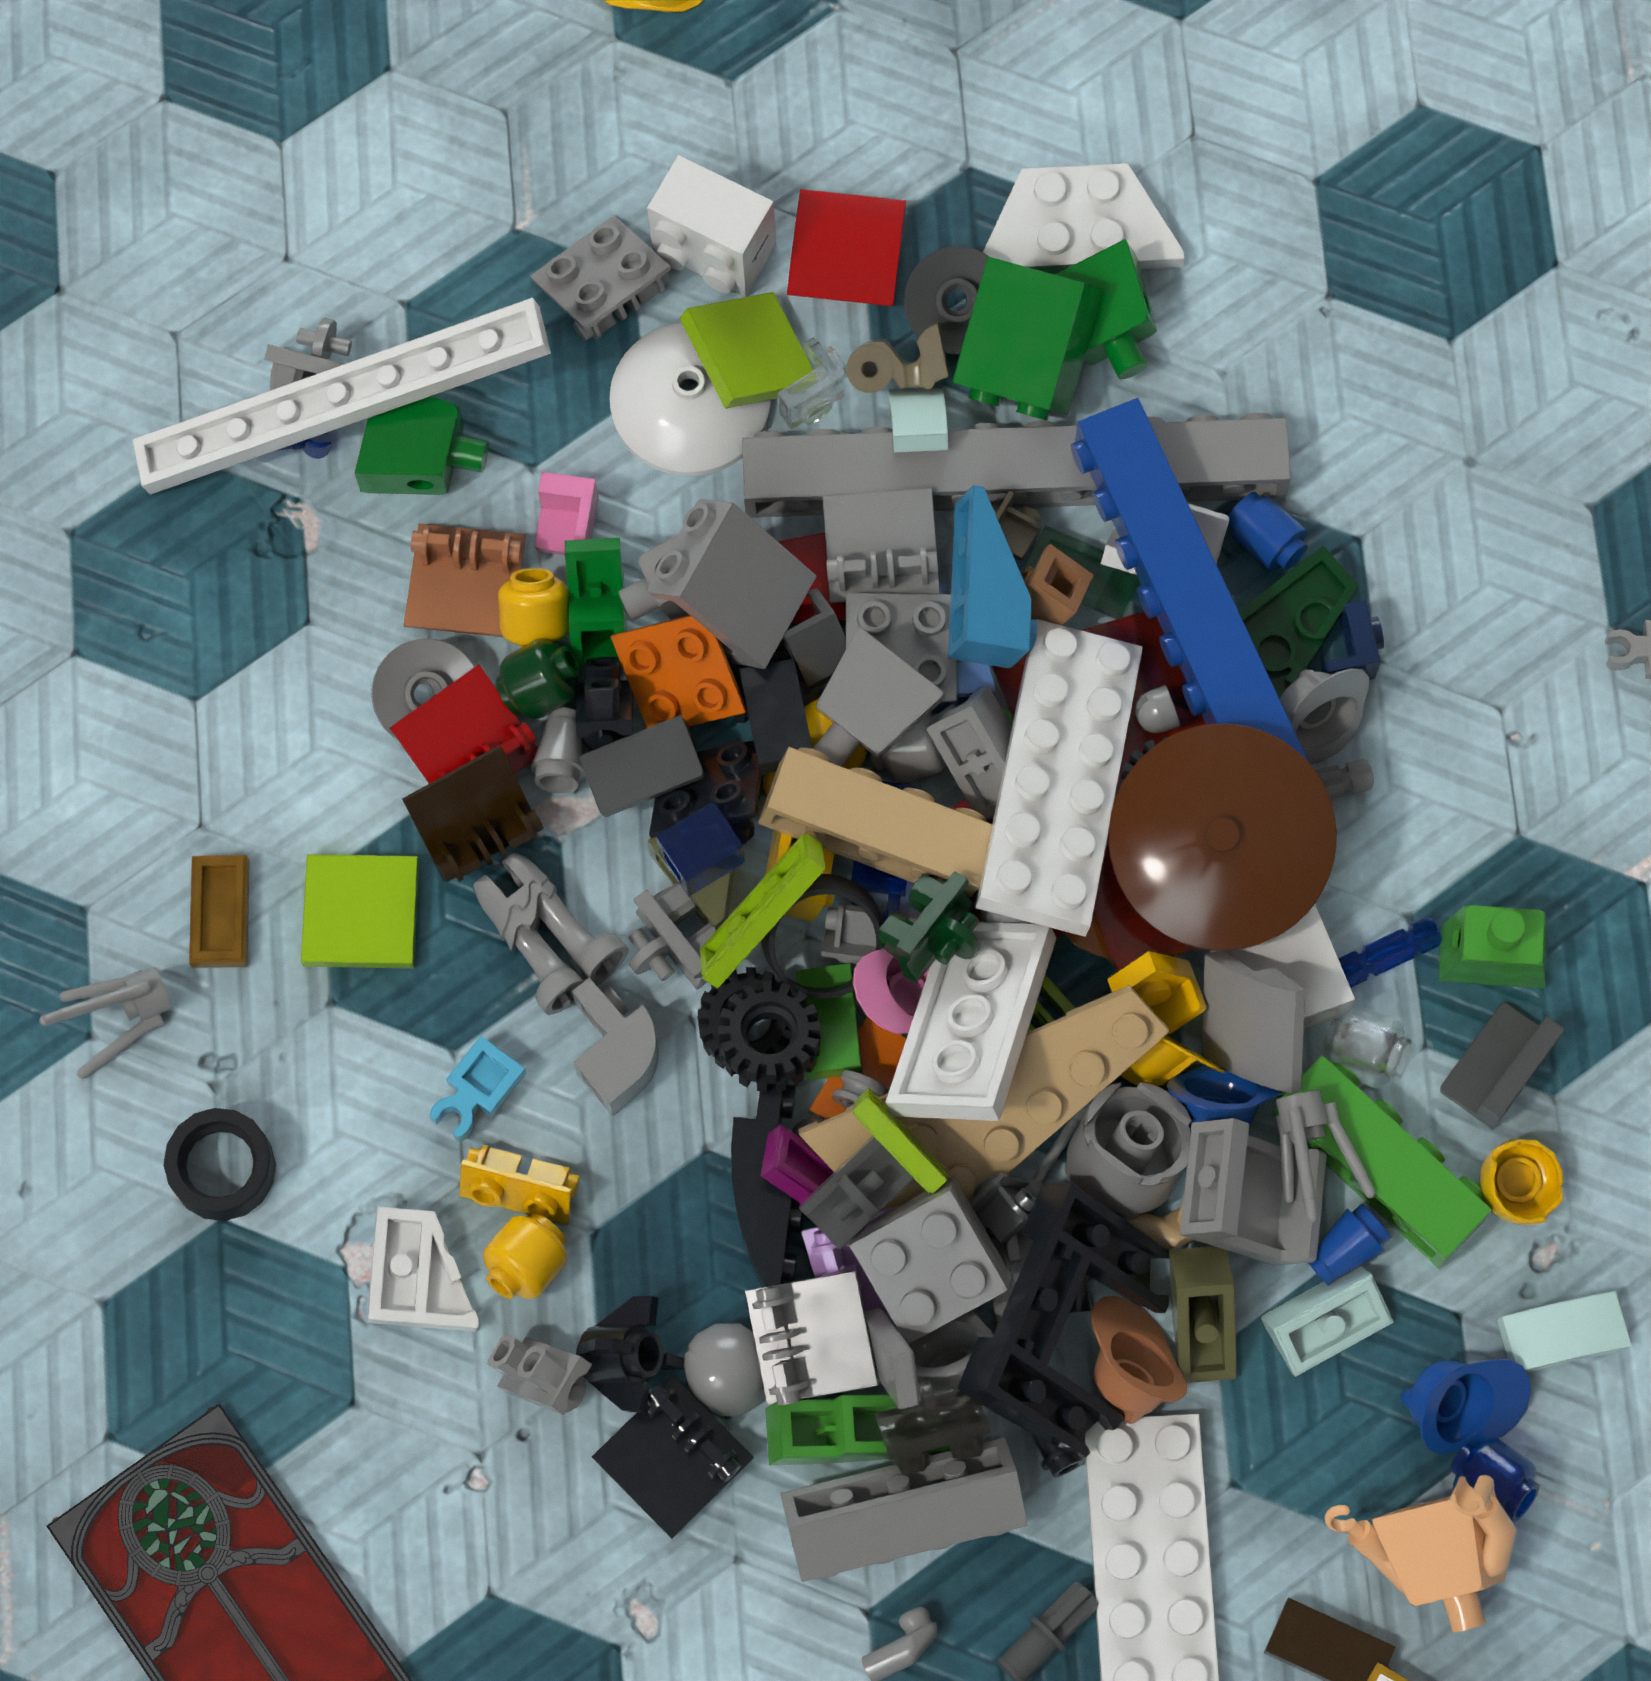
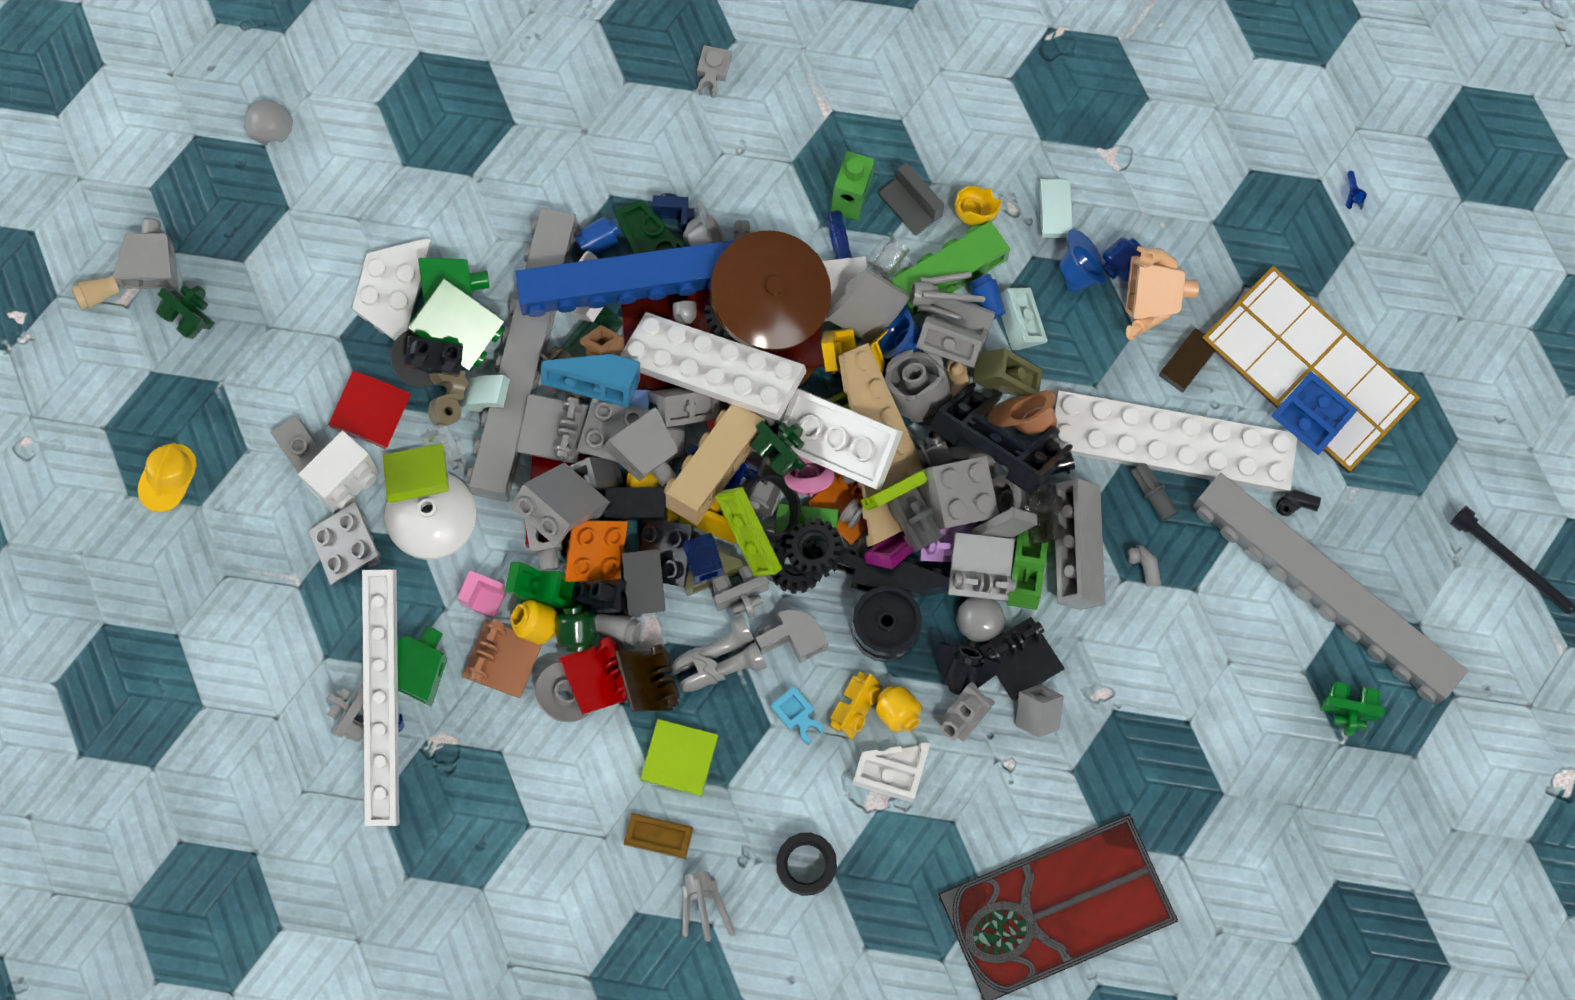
camera: 80 degrees left, 0 degrees up
(581, 1507) = (1039, 710): none -> light grey panel
(674, 1231) = (904, 620): none -> black wheel
(759, 150) = (296, 443): none -> light grey plate
(949, 311) = (433, 356): none -> black hips

